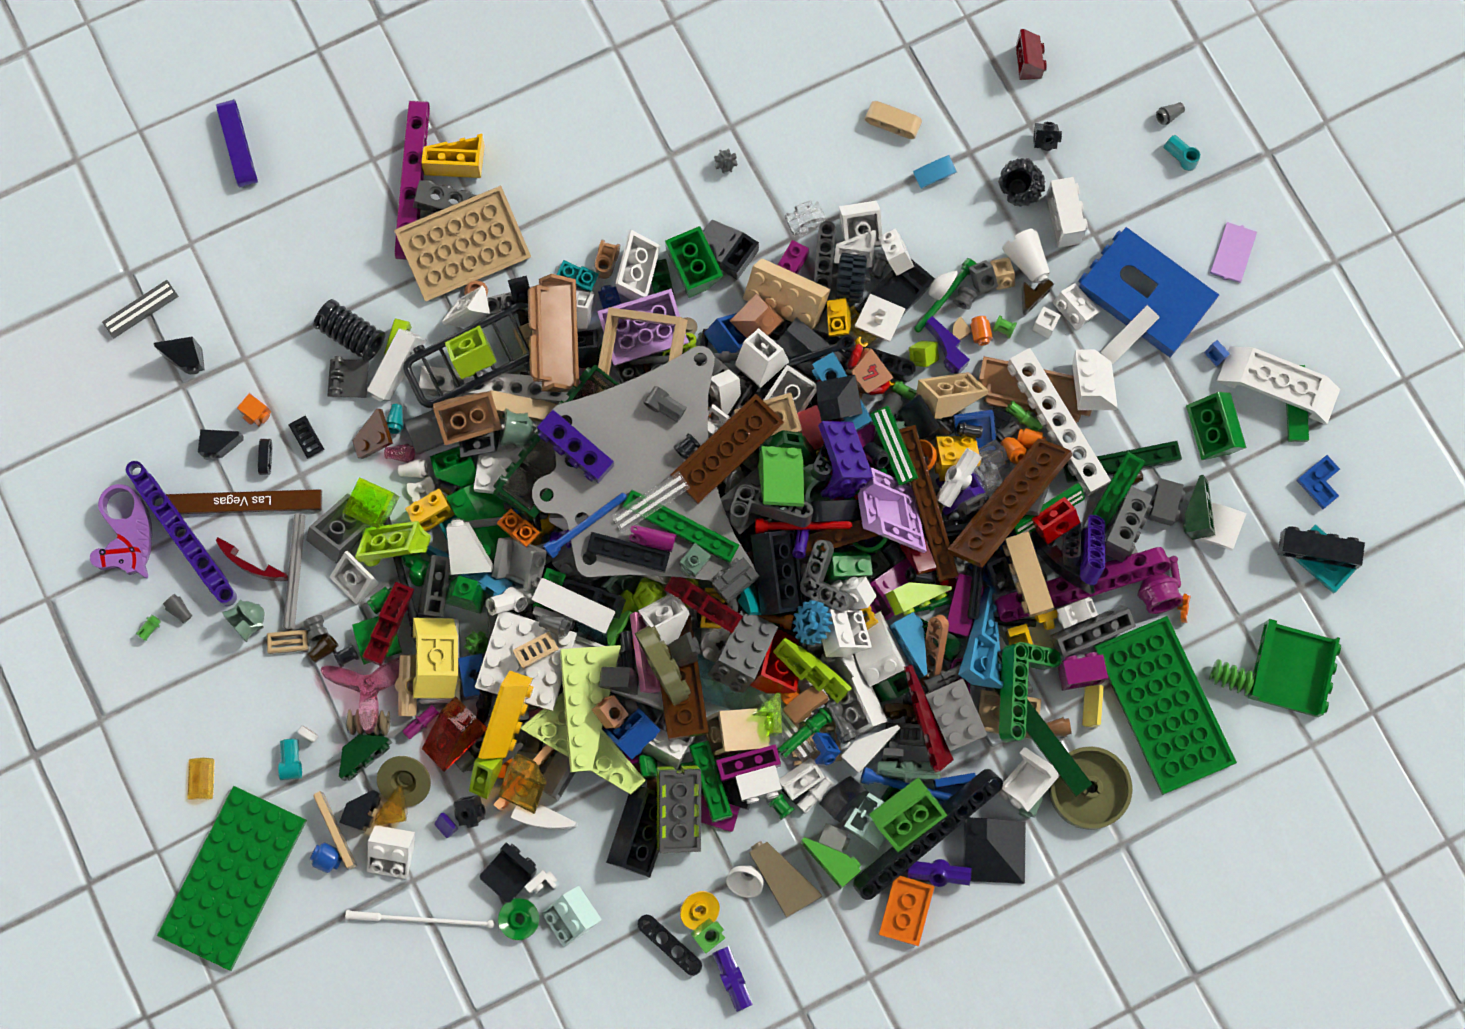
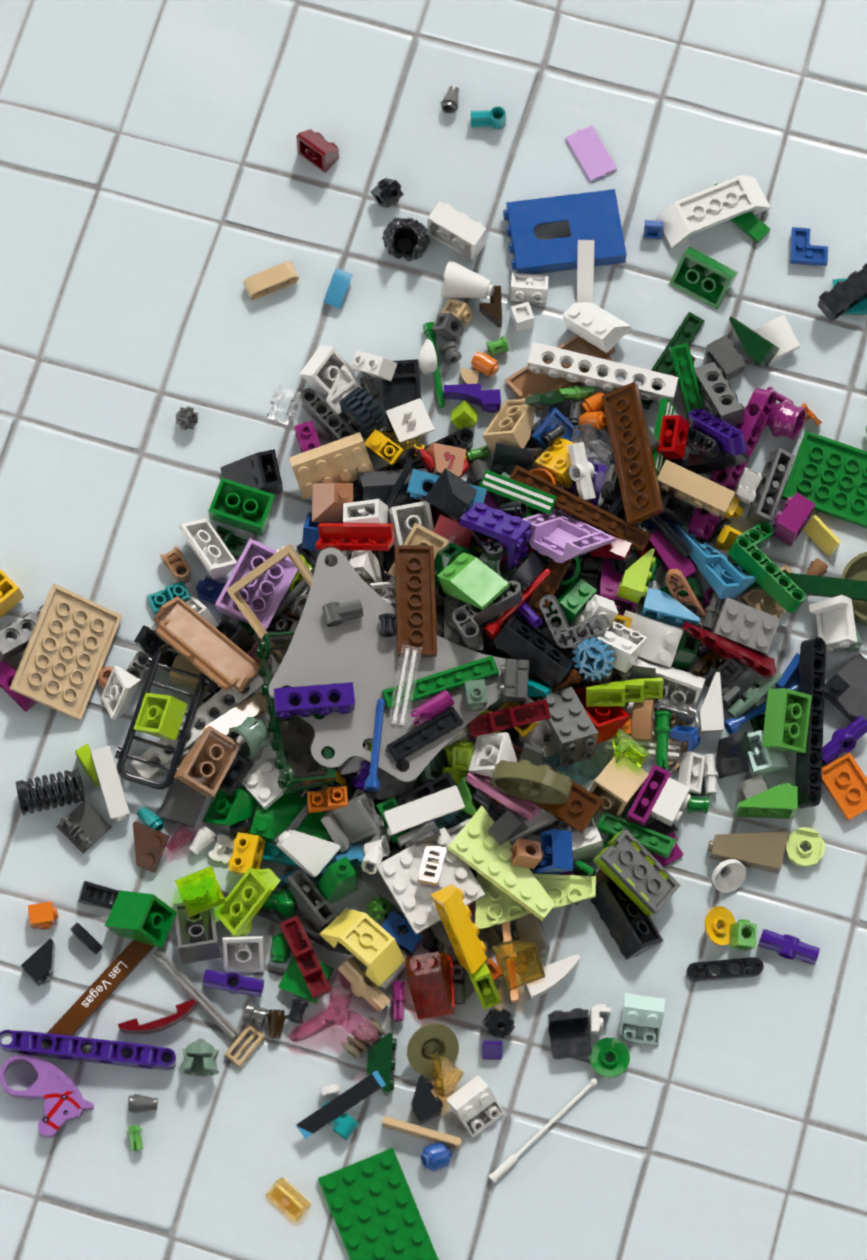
camera: 50 degrees left, 5 degrees down
(300, 751) = (340, 1104): none -> black sticker
(312, 480) = (141, 918): none -> green slope
(320, 580) = (220, 980): none -> dark purple piece
(741, 359) = (356, 536): none -> red fence
(836, 923) = (813, 840): none -> yellowish green plate
(996, 401) = (541, 399): none -> dark green slope

